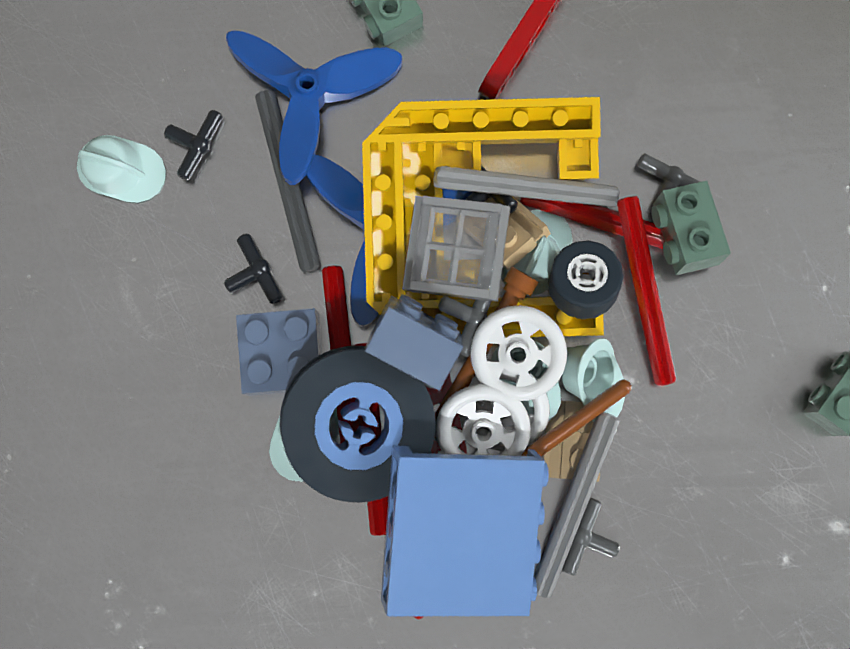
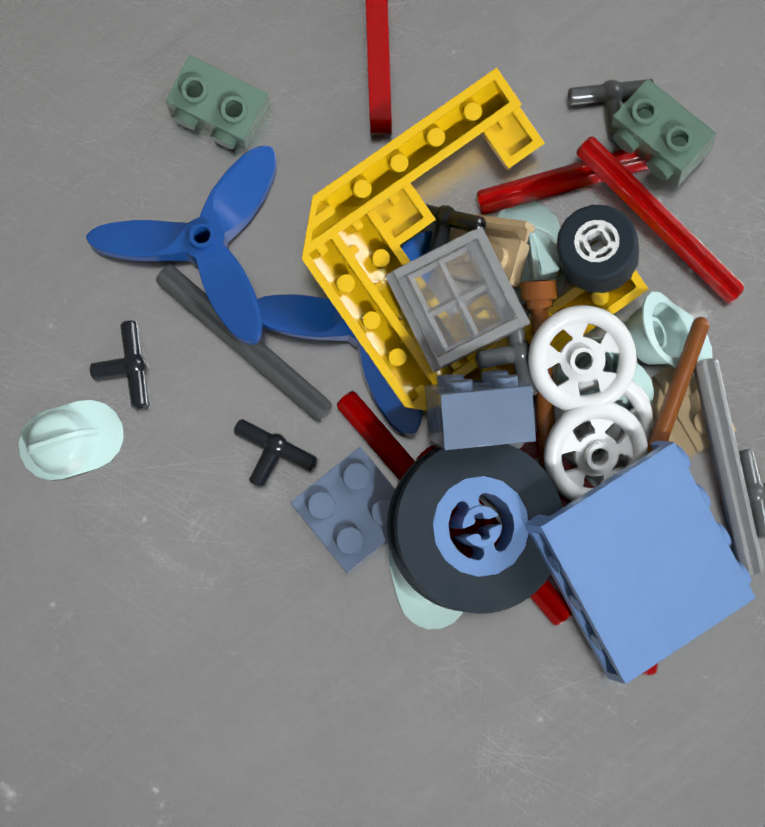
camera: 35 degrees left, 0 degrees up
(525, 186) = (481, 196): light grey axle -> none

